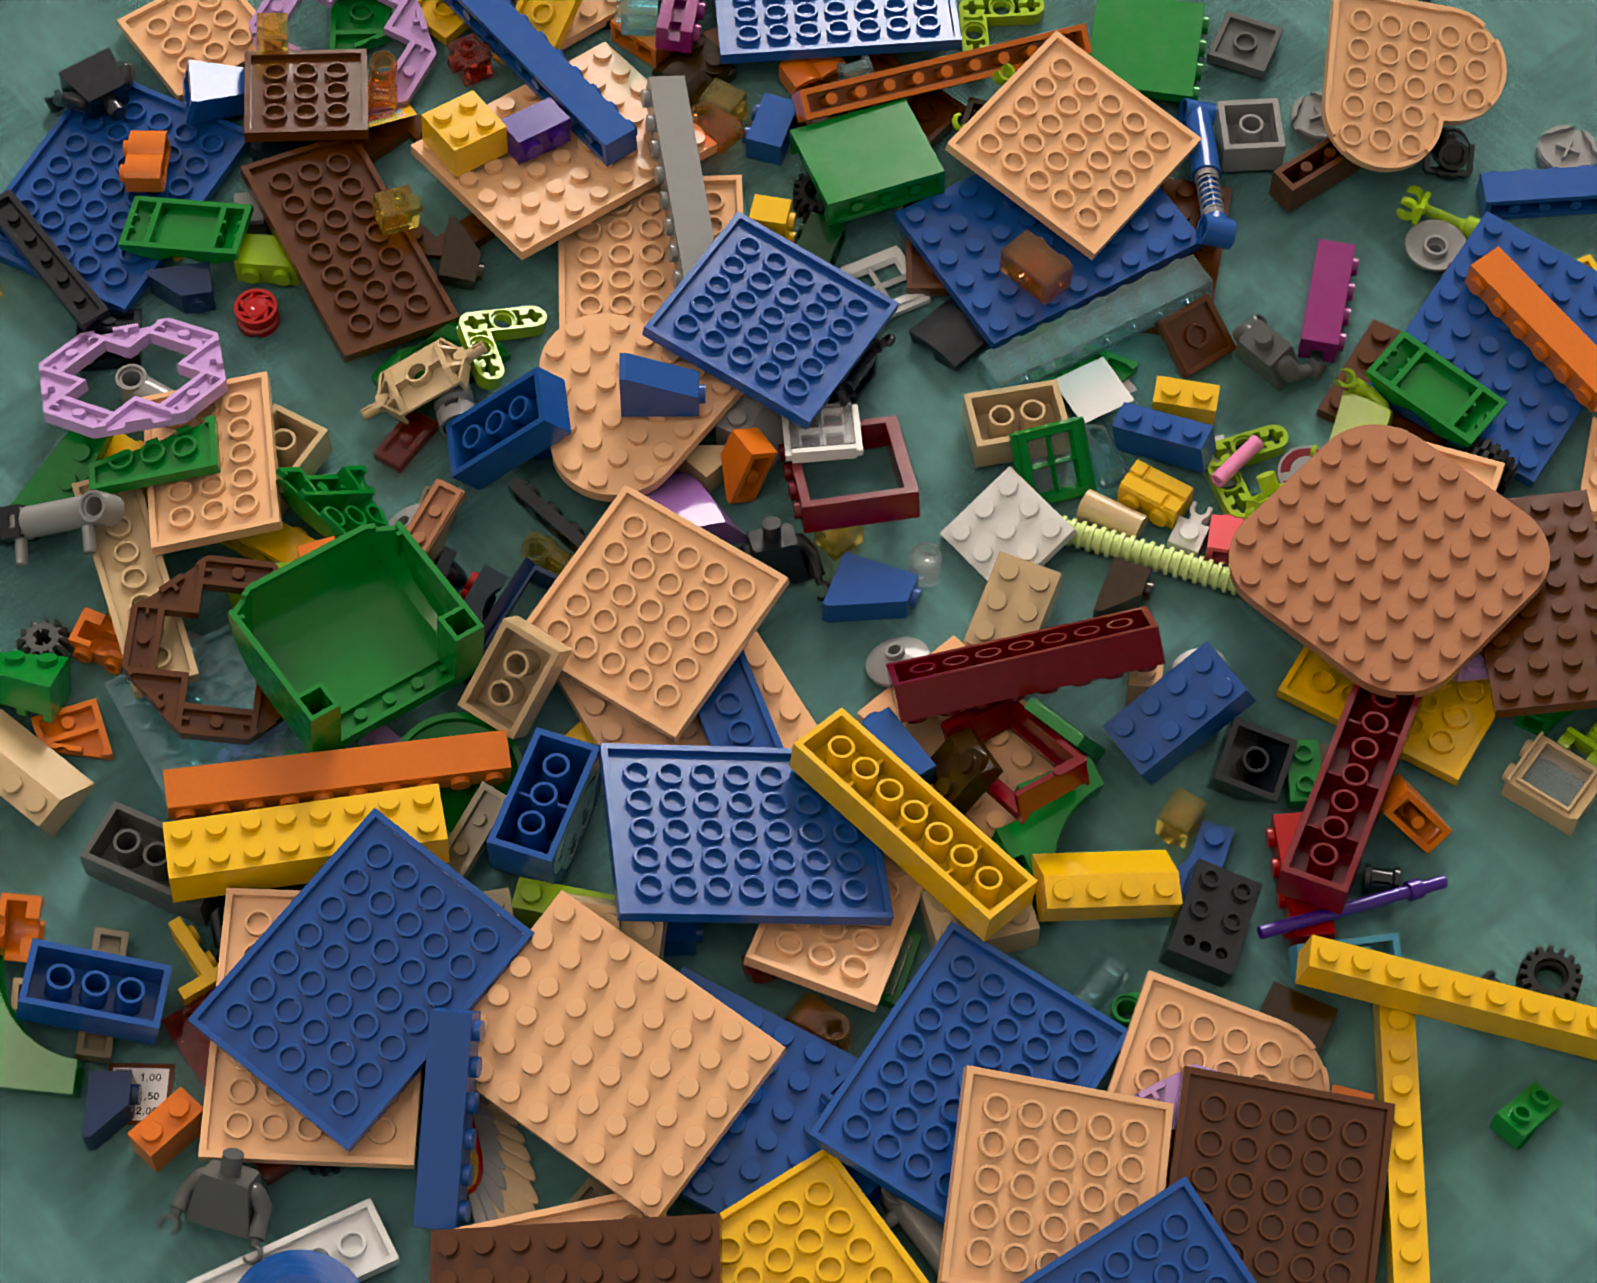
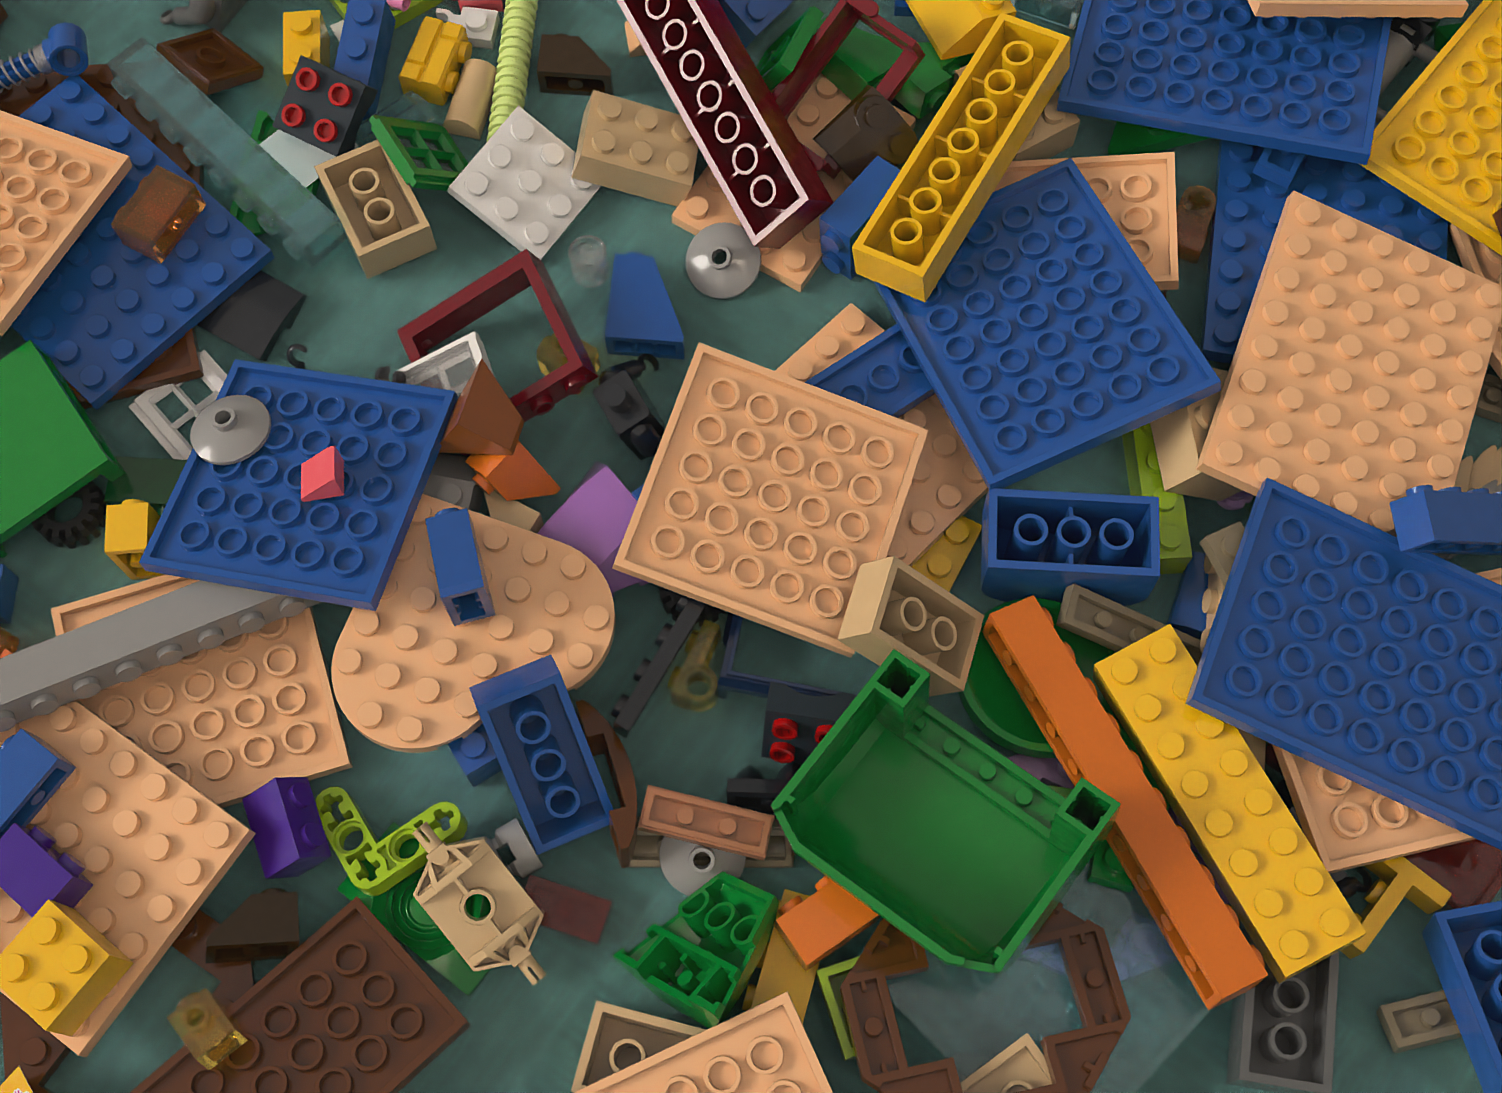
camera: 105 degrees left, 10 degrees up
(476, 485) = (604, 740): none -> reddish brown slope
(524, 285) = (286, 827): none -> dark purple brick
(761, 324) = (322, 475): none -> coral slope
(776, 434) = (482, 418): none -> dark orange slope
(831, 285) = (230, 430): none -> light grey dish
(1108, 393) = (324, 107): none -> black brick

